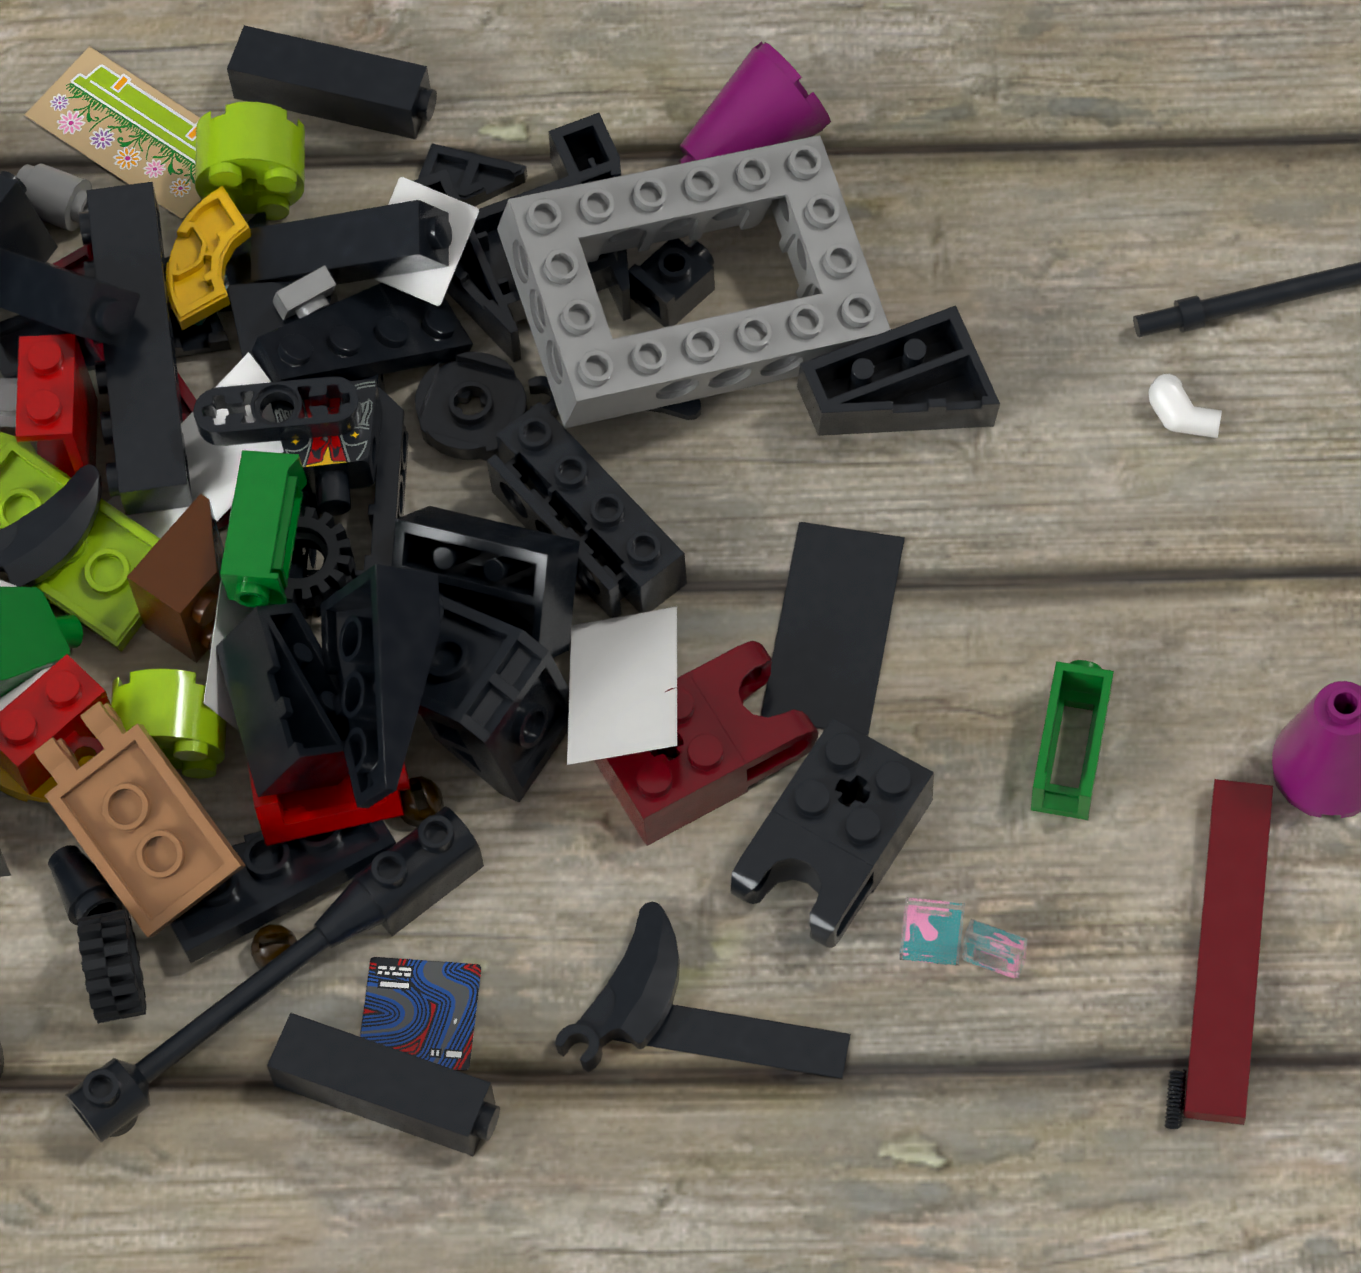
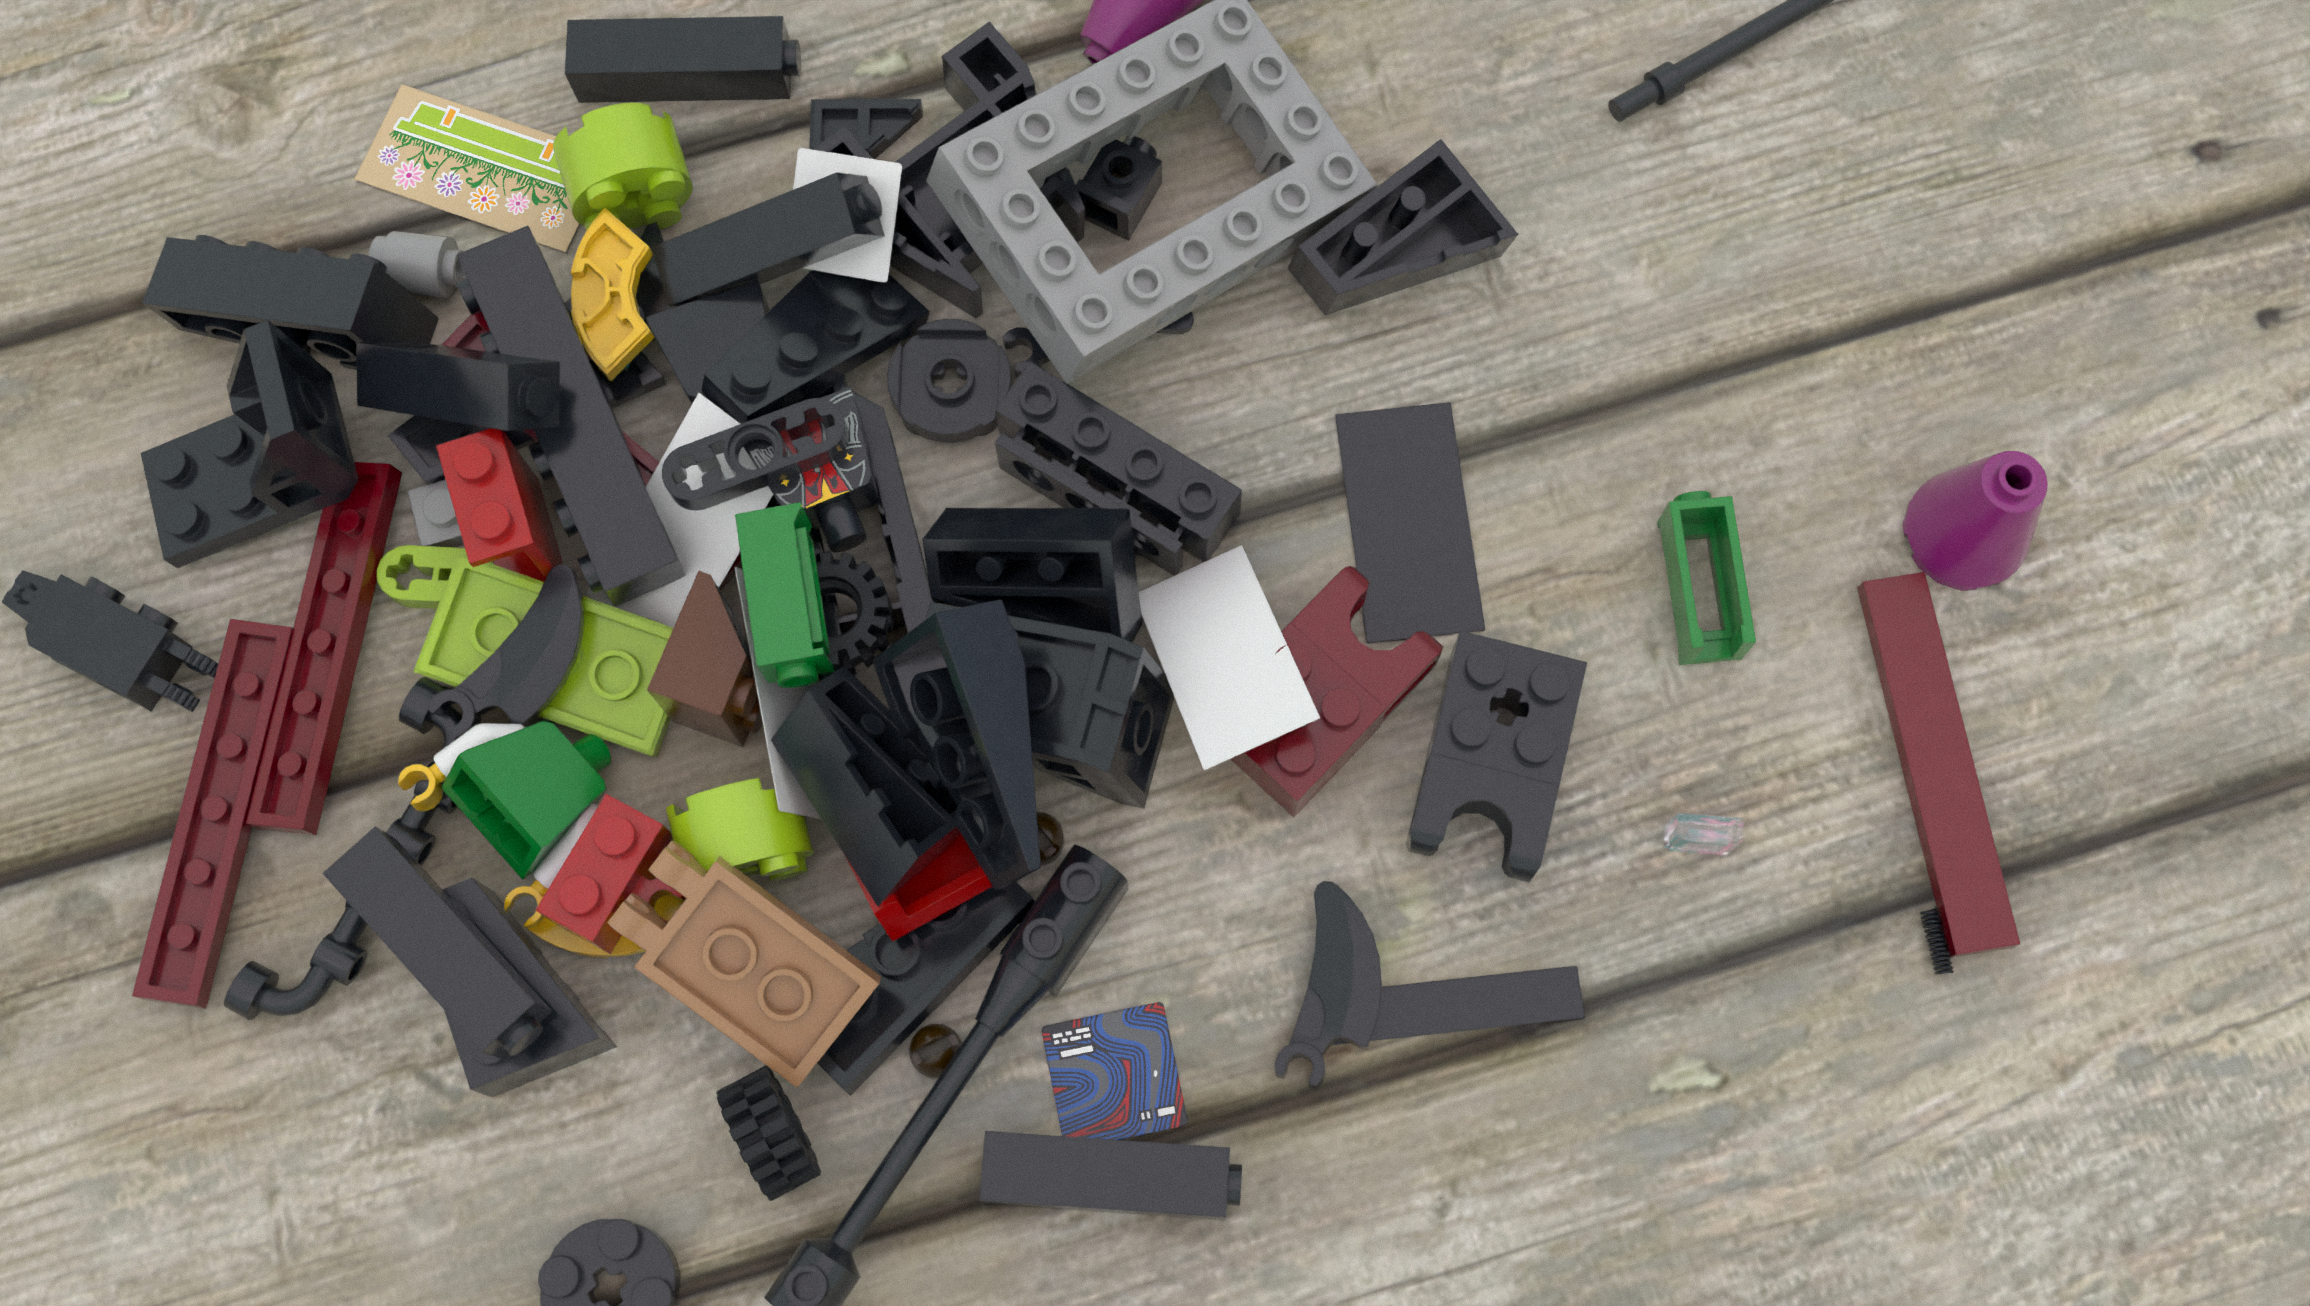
camera: 20 degrees left, 10 degrees up
(81, 884) = (702, 1048): black cone -> none
(305, 294) = (739, 310): light grey plate -> none
(932, 931) = (1626, 829): clear tile -> none
(1178, 412) = (1687, 190): white arm -> none

